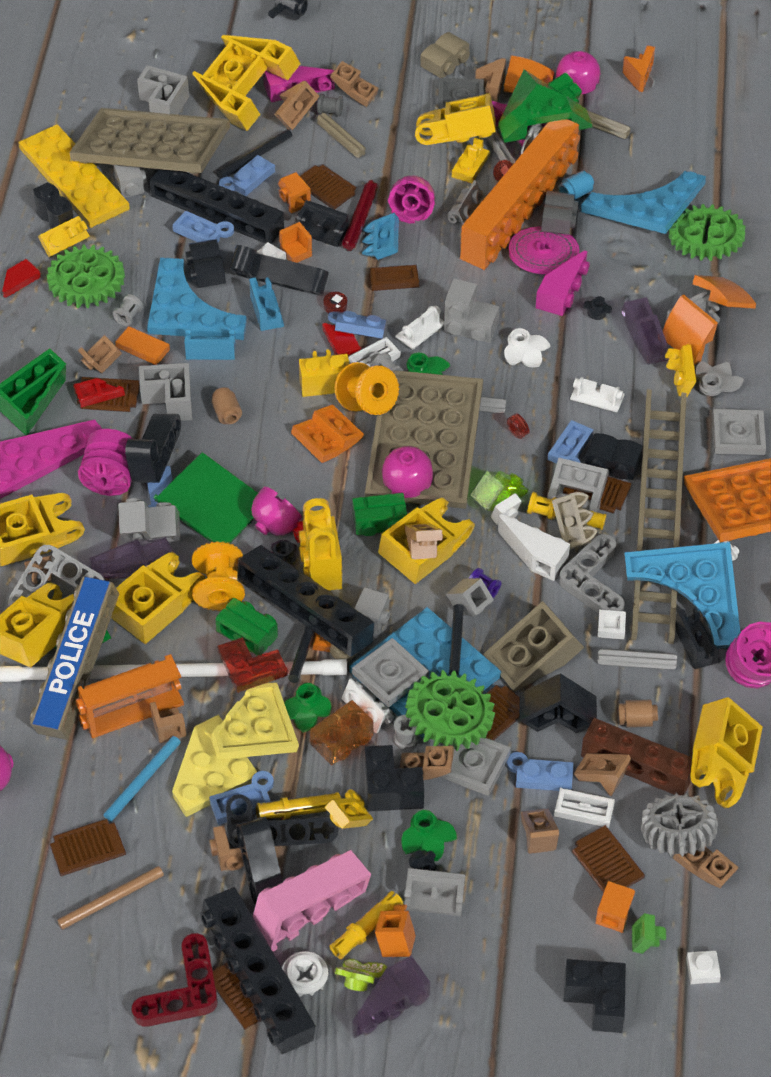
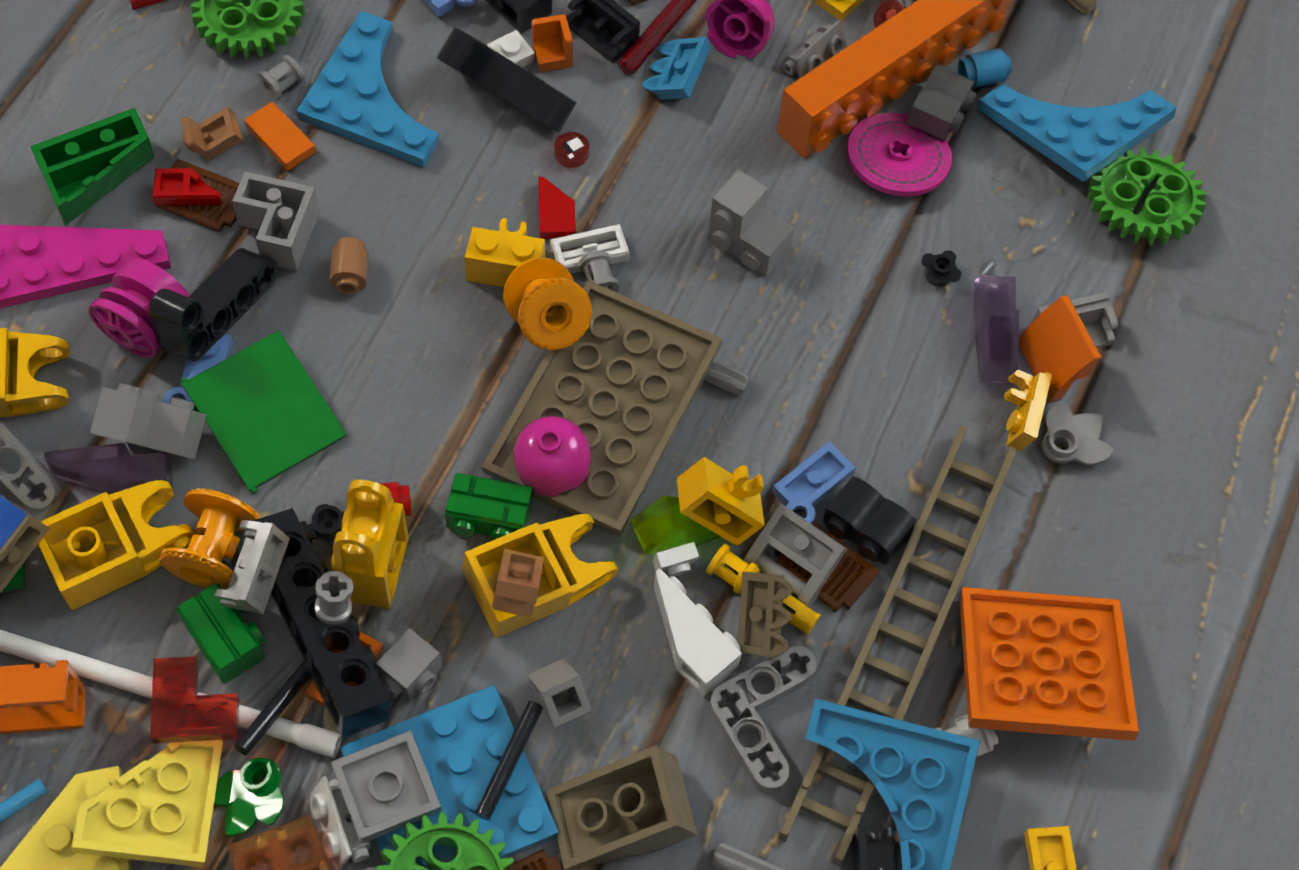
camera: 15 degrees right, 10 degrees up
(167, 723) = (40, 753): medium nougat panel -> none
(206, 263) = (417, 38): black brick -> none
(210, 347) = (368, 165): dark azure hinge -> none
(257, 577) = (255, 567): none -> light grey hinge
(265, 305) = (472, 124): dark azure hinge -> none
(273, 513) = (334, 459): dark pink cylinder -> none
(315, 580) = (333, 599): none -> light grey bush
(327, 433) = (473, 351): orange slope -> none
(358, 324) = (587, 193): medium blue hinge -> none
(394, 277) = (670, 134): reddish brown tile -> none
(420, 363) = (662, 293): green plate -> none
(421, 328) = (674, 225): white hinge -> none
(492, 585) = (593, 674): dark purple bush -> none
(518, 426) = (748, 426): clear red tile -> none
(522, 465) = (722, 500): none -> yellow brick
(525, 348) = (813, 306): white plate -> none
(559, 285) = (897, 218): dark pink slope -> none
(602, 397) = (885, 410): white hinge -> none
(611, 624) = (755, 806): white plate -> none
(725, 291) = (1136, 302): orange slope -> none
(739, 432) = (1073, 537): light grey plate -> none

